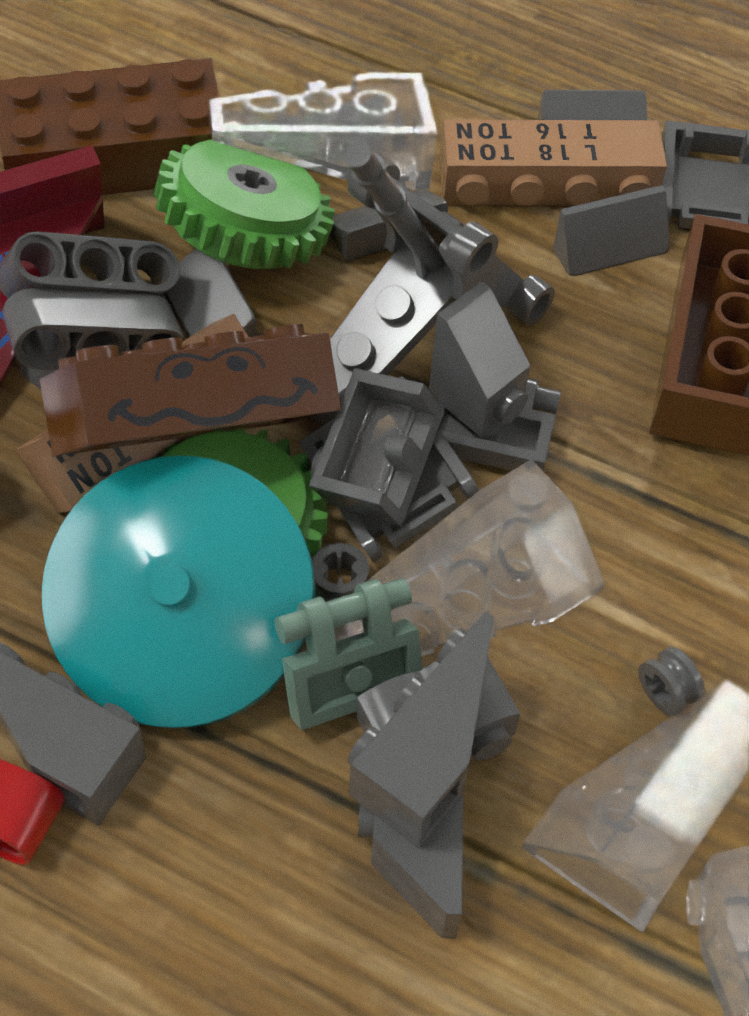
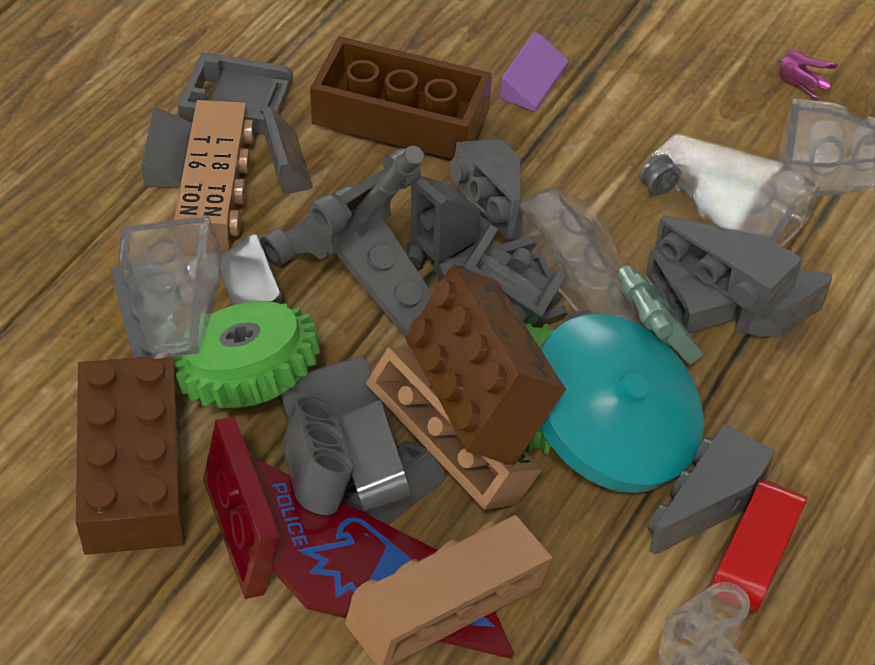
camera: 85 degrees left, 5 degrees down
(578, 442) = (491, 177): none -> dark grey slope

